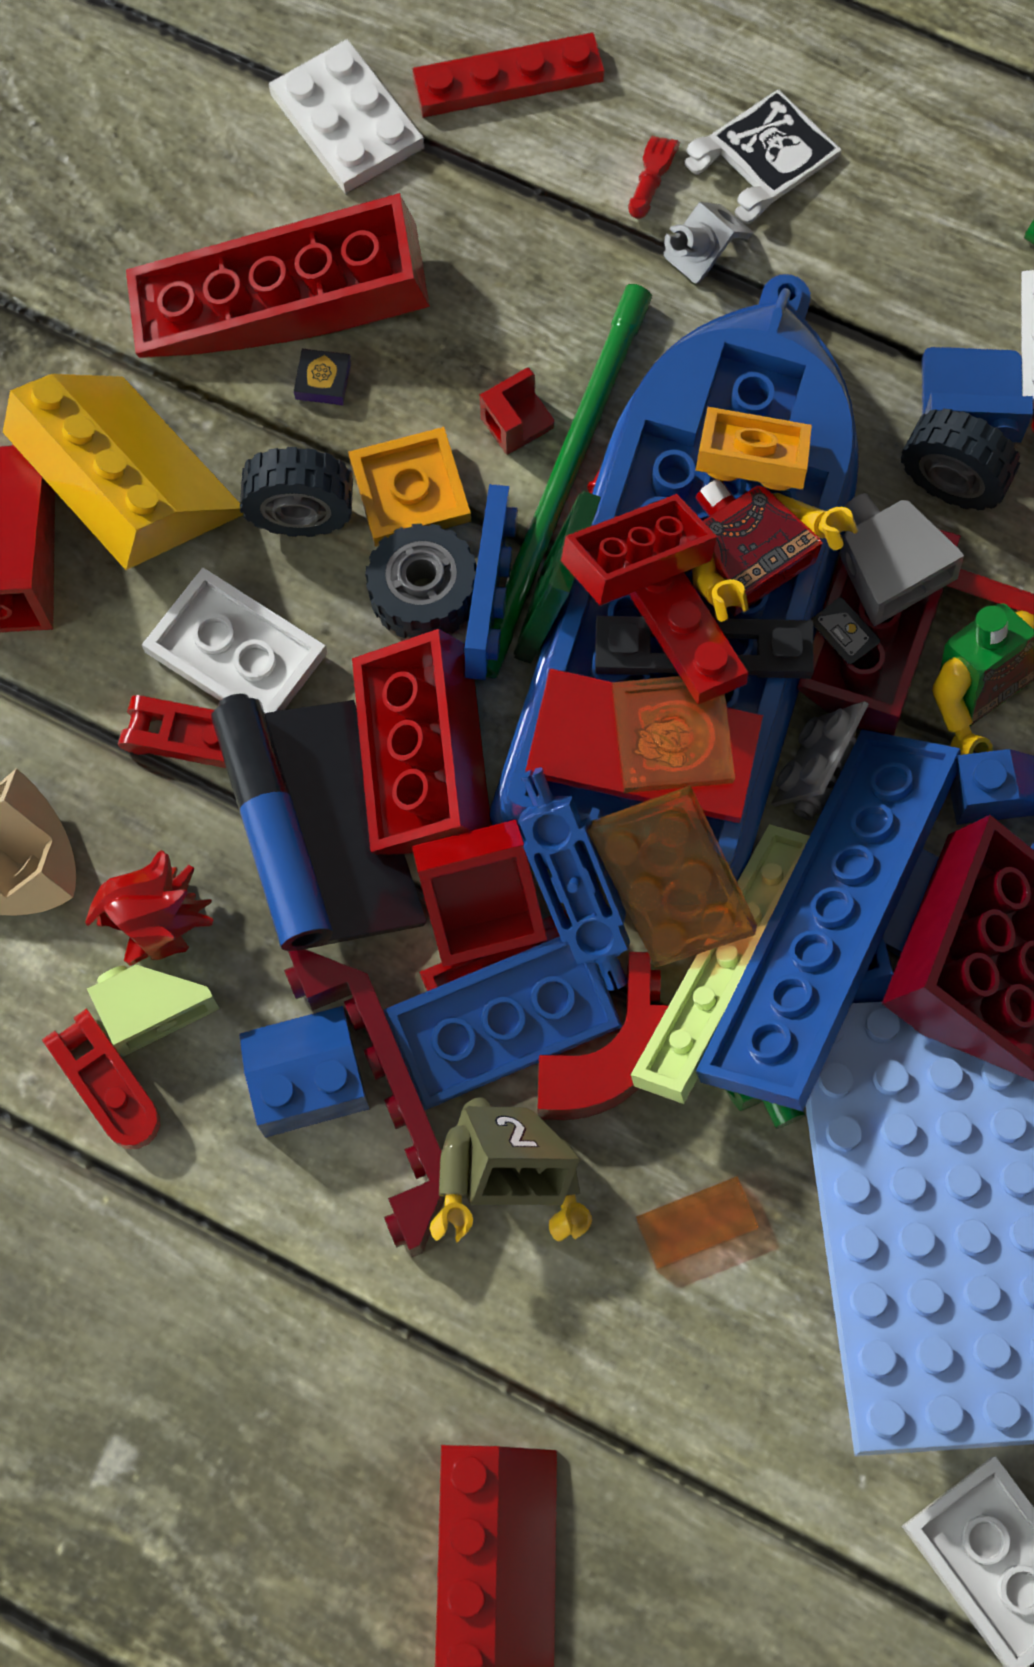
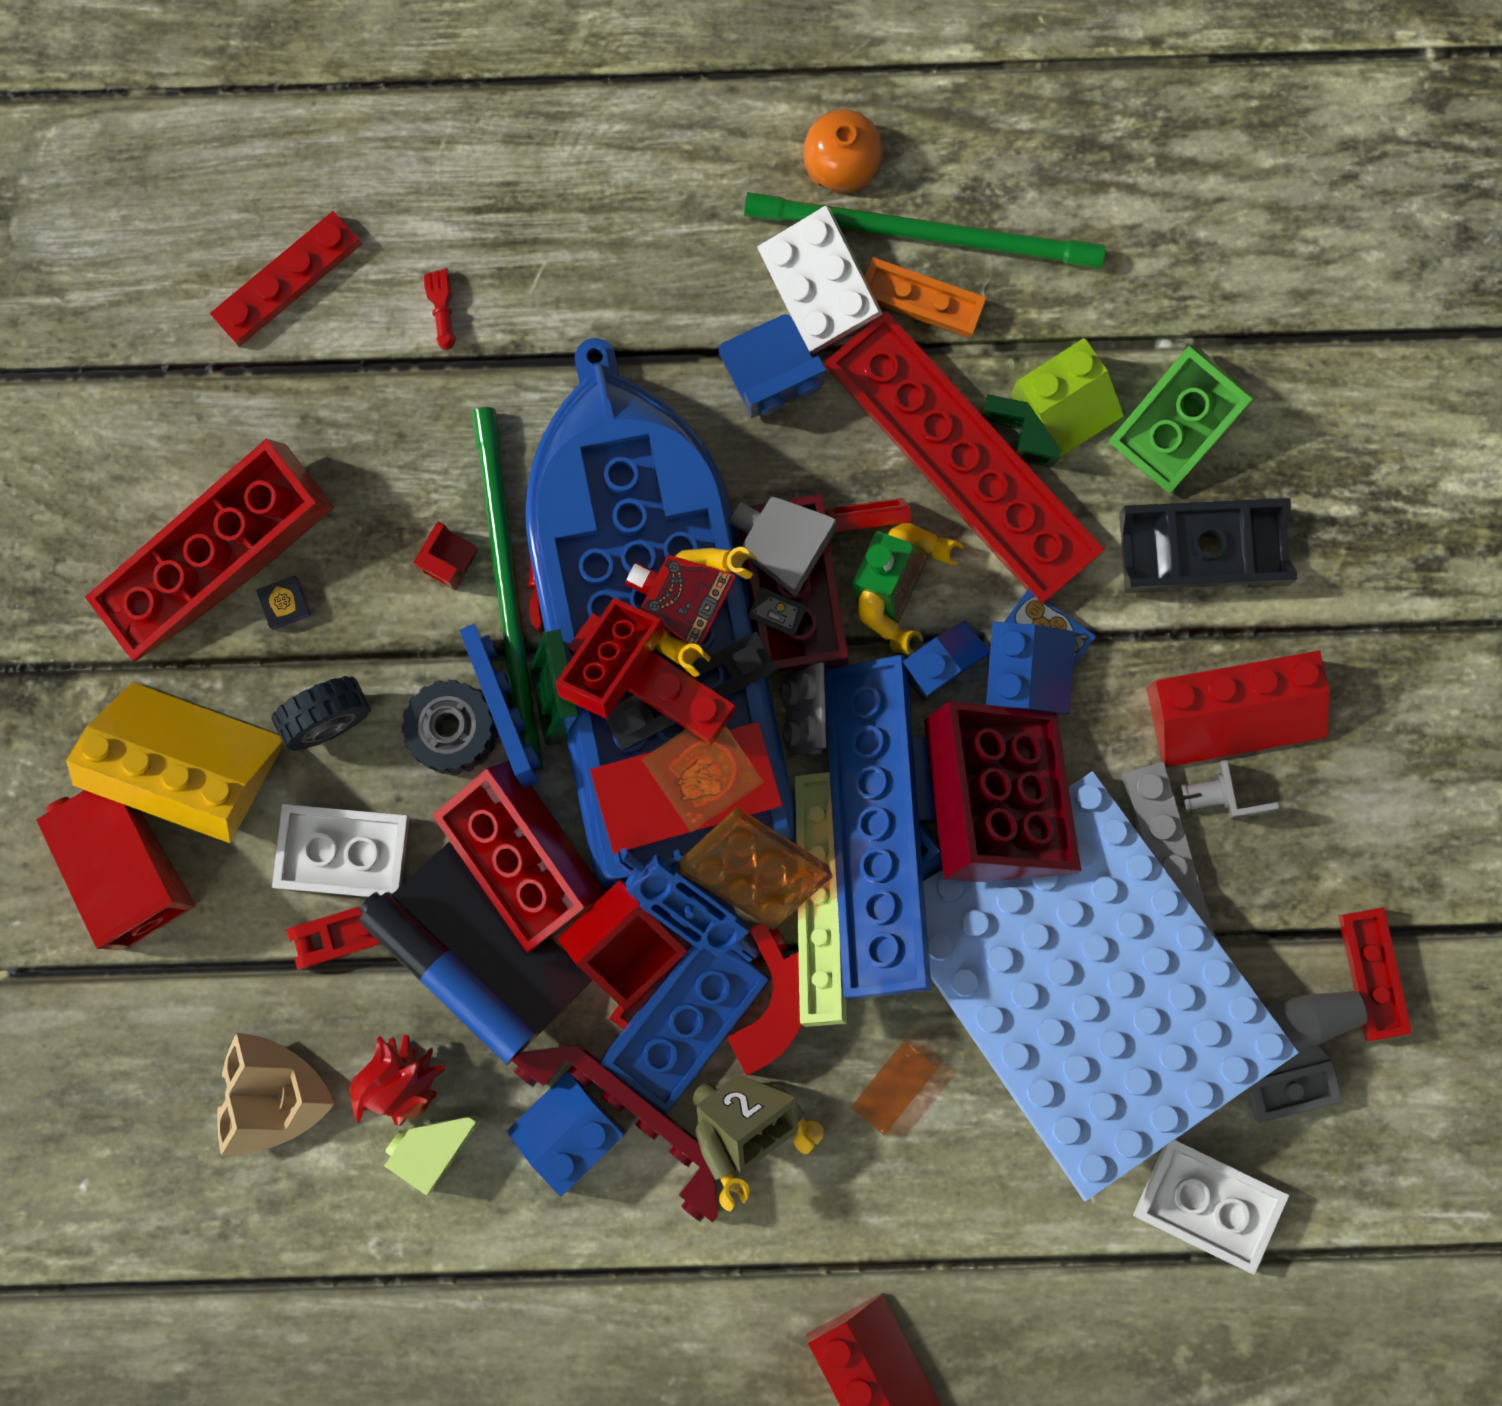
camera: 30 degrees left, 10 degrees up
(105, 1083) = (432, 1219): red plate -> none
(346, 116) = (180, 378): white plate -> none
(409, 483) = (398, 656): light orange plate -> none
(703, 239) = (510, 341): light grey bracket -> none
(754, 449) = (648, 527): light orange plate -> none
(770, 148) = (519, 238): flag -> none
(960, 459) = (790, 430): black wheel -> none

